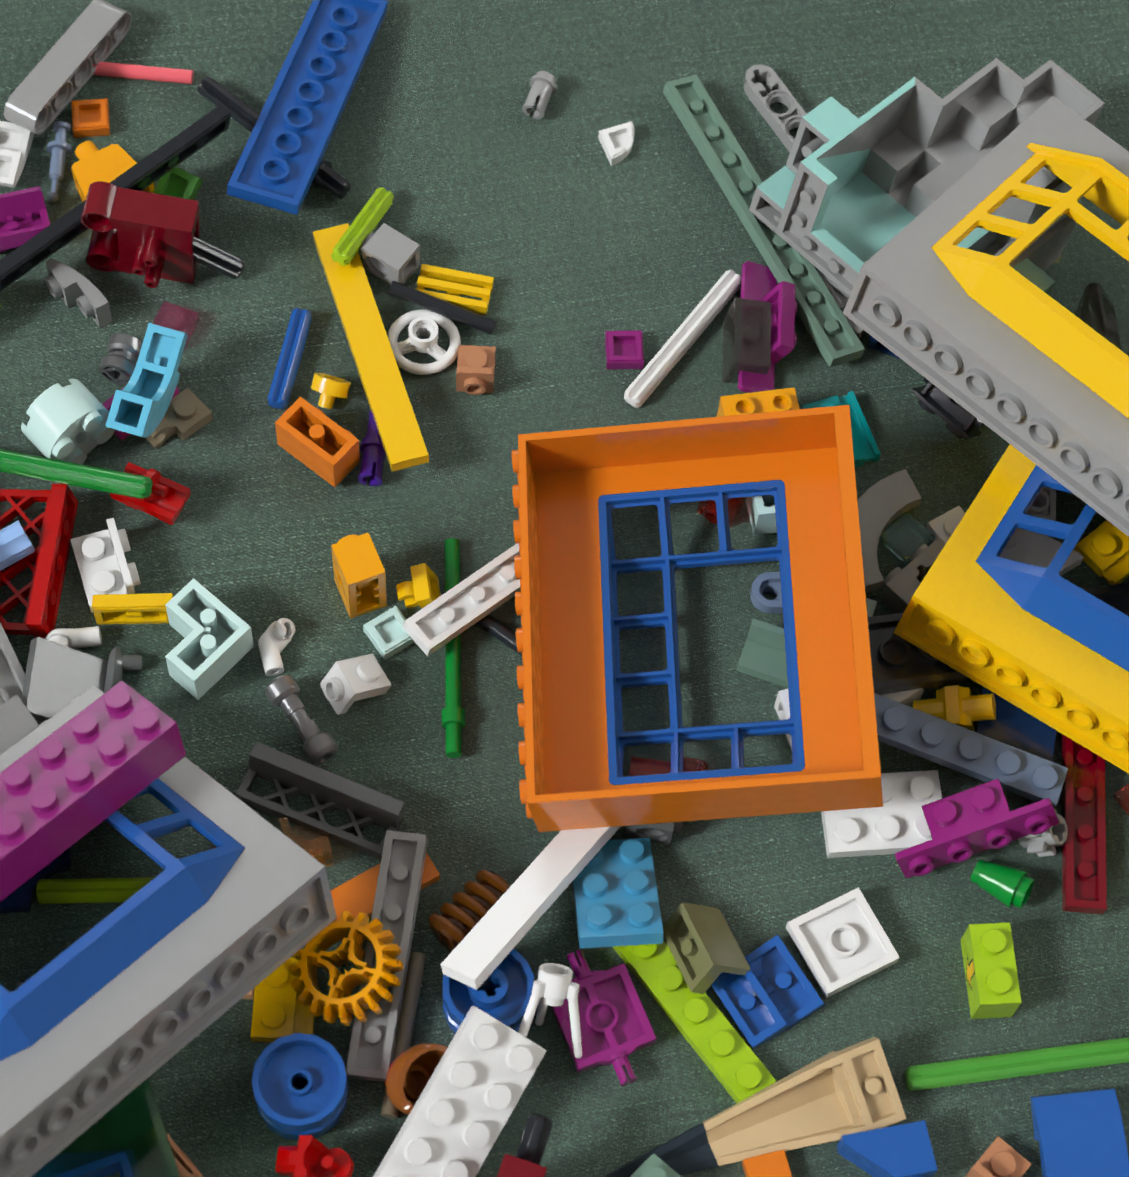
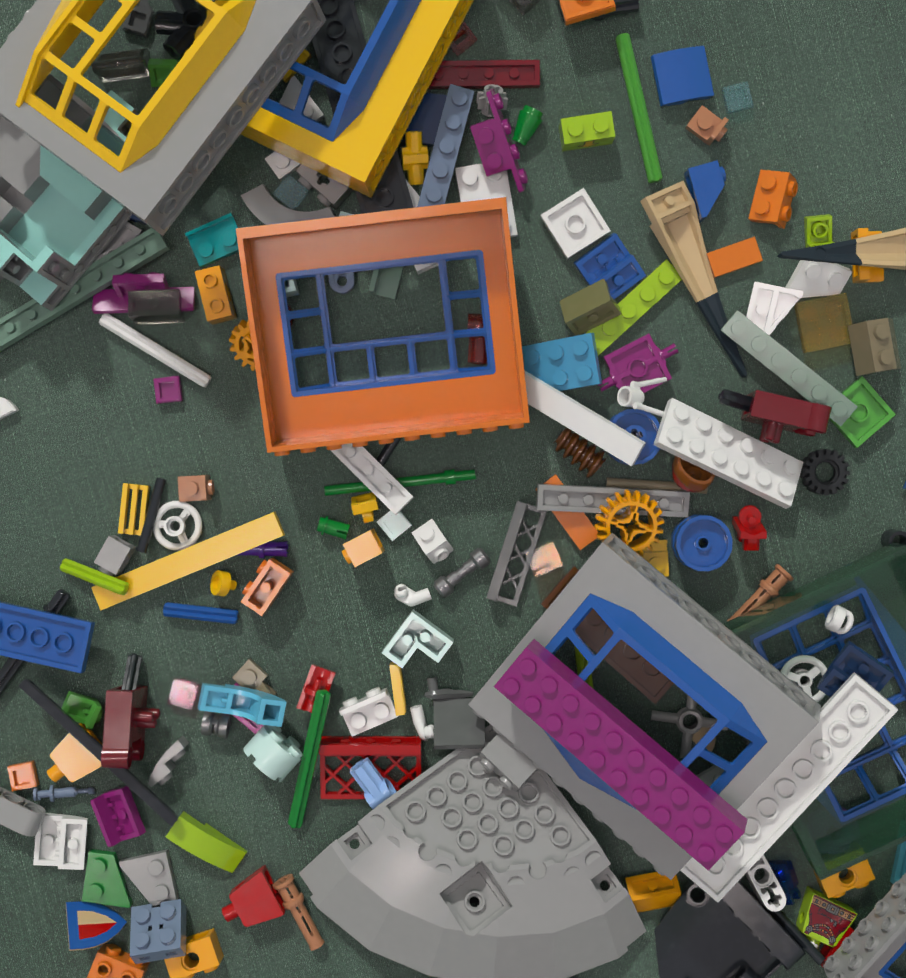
camera: 90 degrees left, 25 degrees up
(394, 544) = (333, 527): none -> green pin

